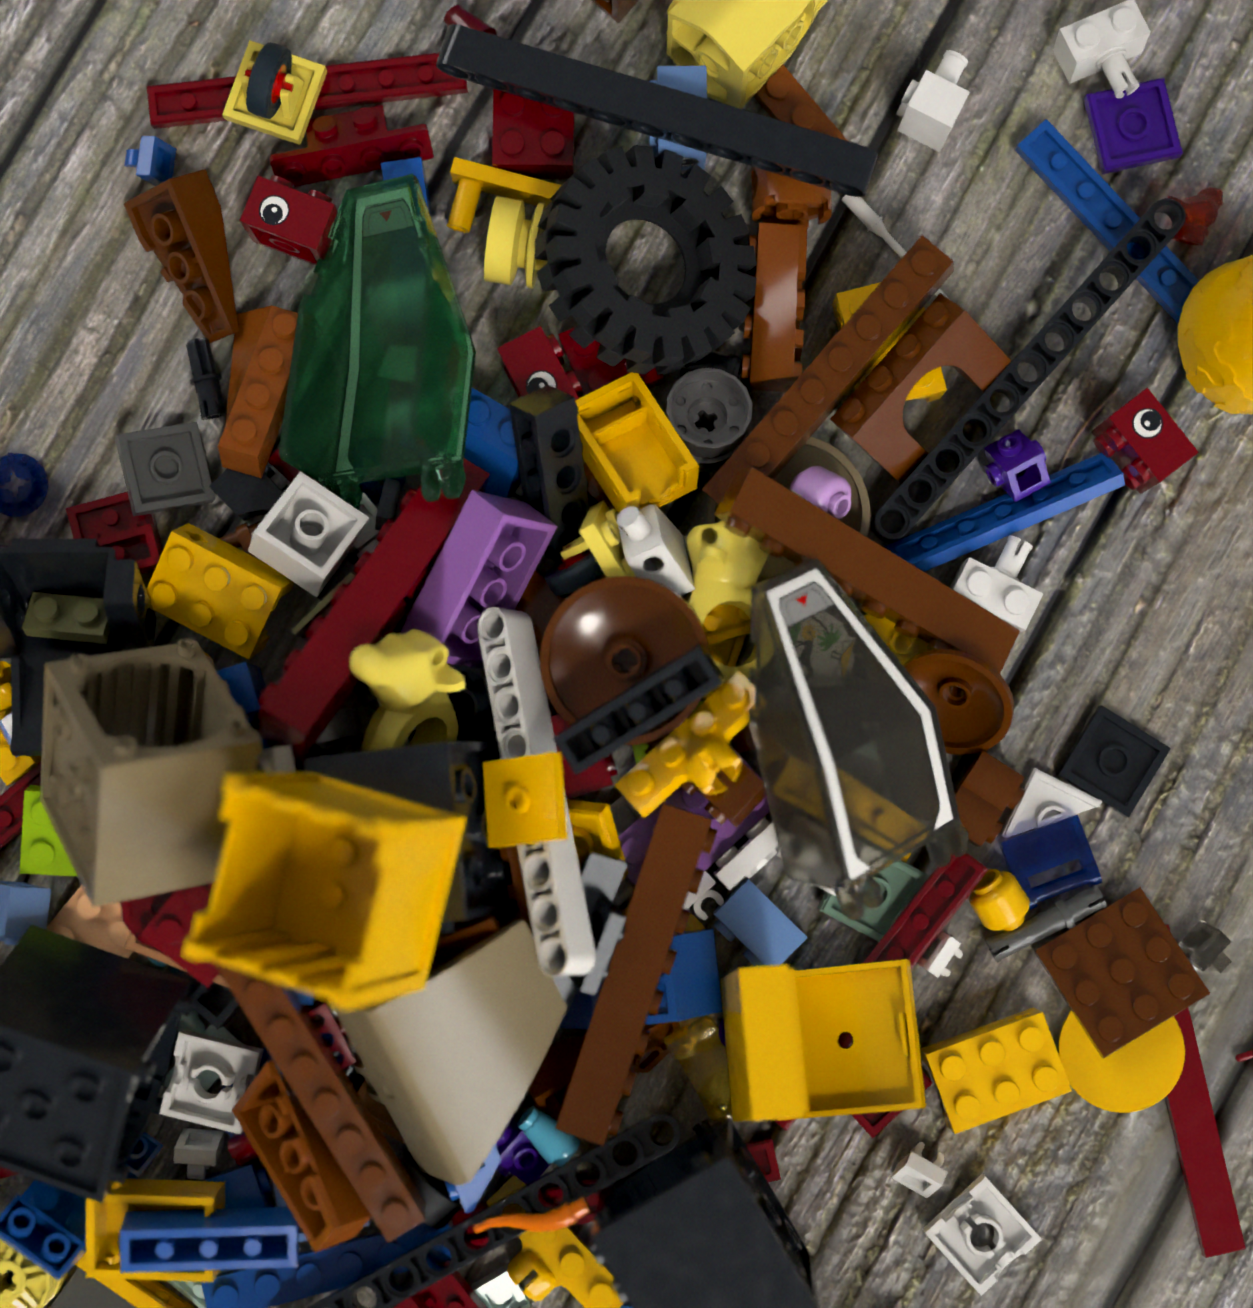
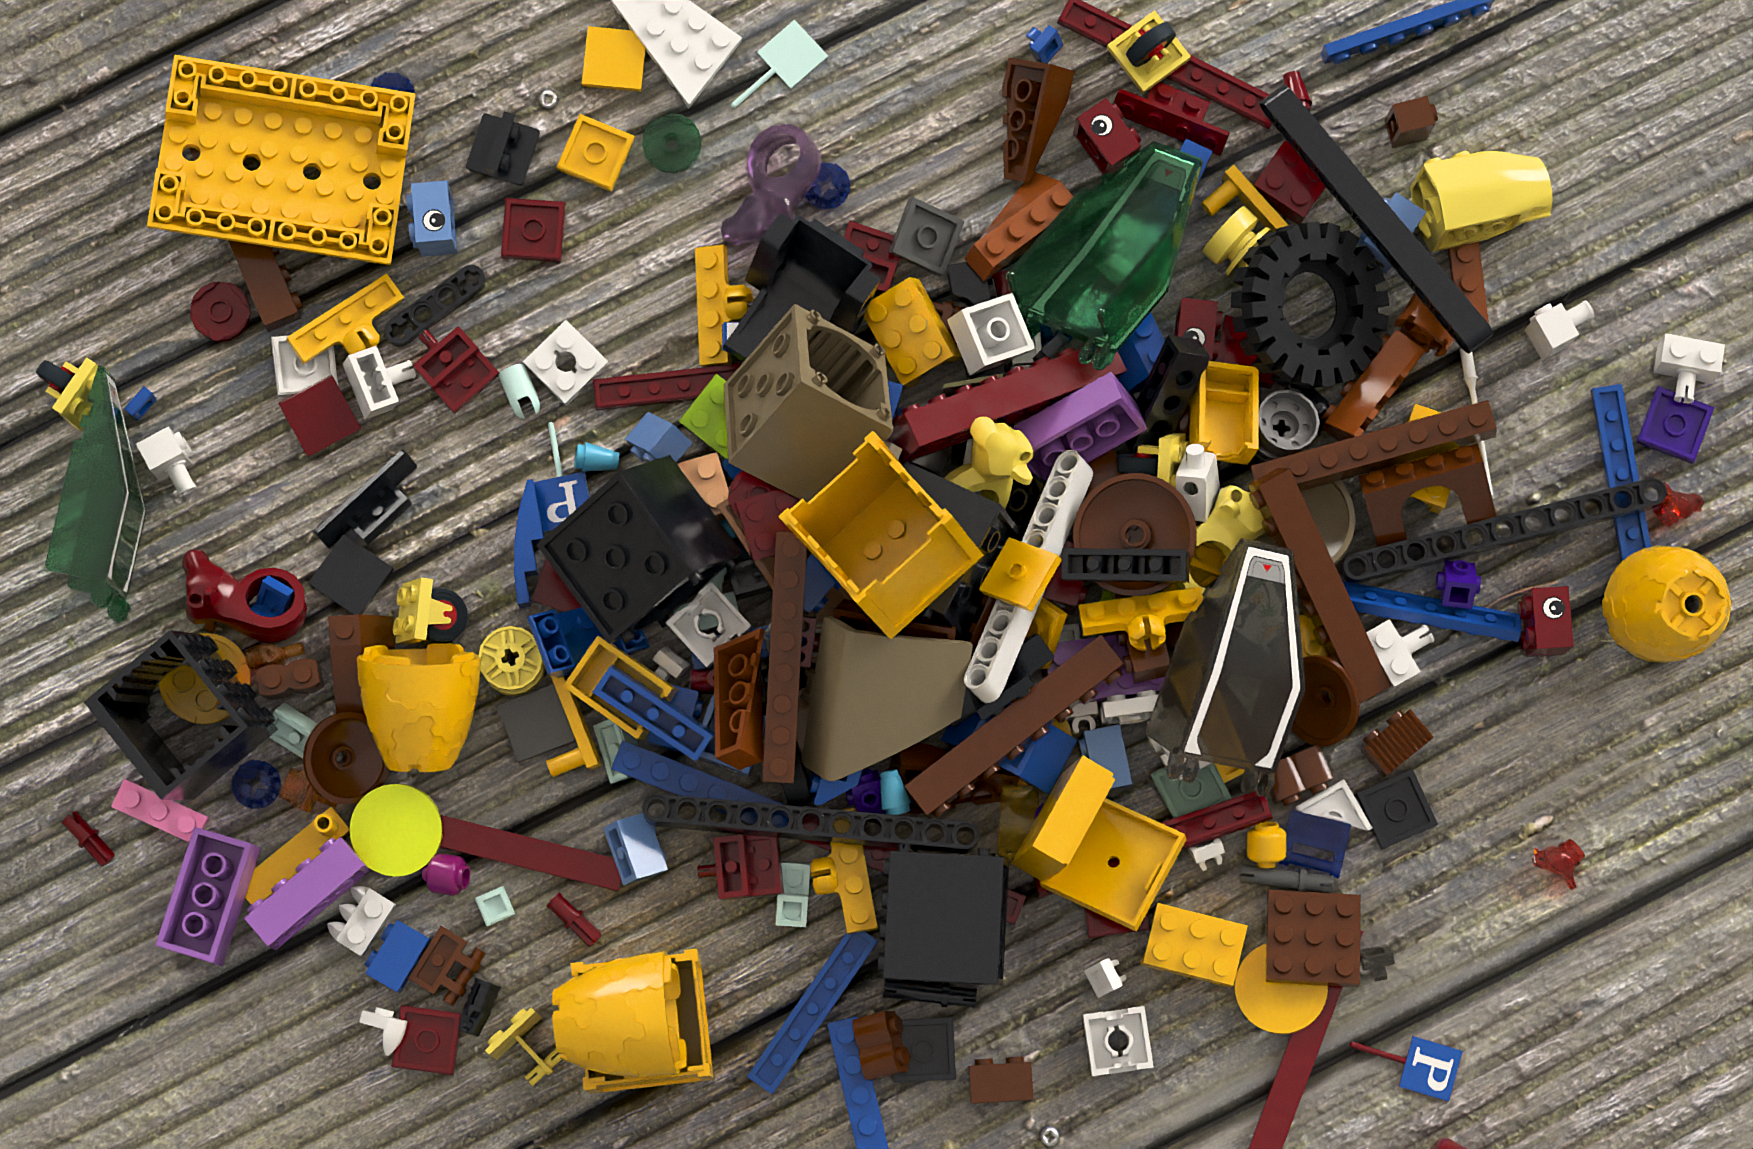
camera: 30 degrees right, 5 degrees down
(66, 618) = (811, 287): olive plate -> none
(205, 379) = (987, 198): black axle -> none
(550, 1221) = (864, 840): orange animal -> none
(824, 490) = (1326, 516): lavender head -> none
(1065, 688) = (1396, 742): none -> reddish brown brick

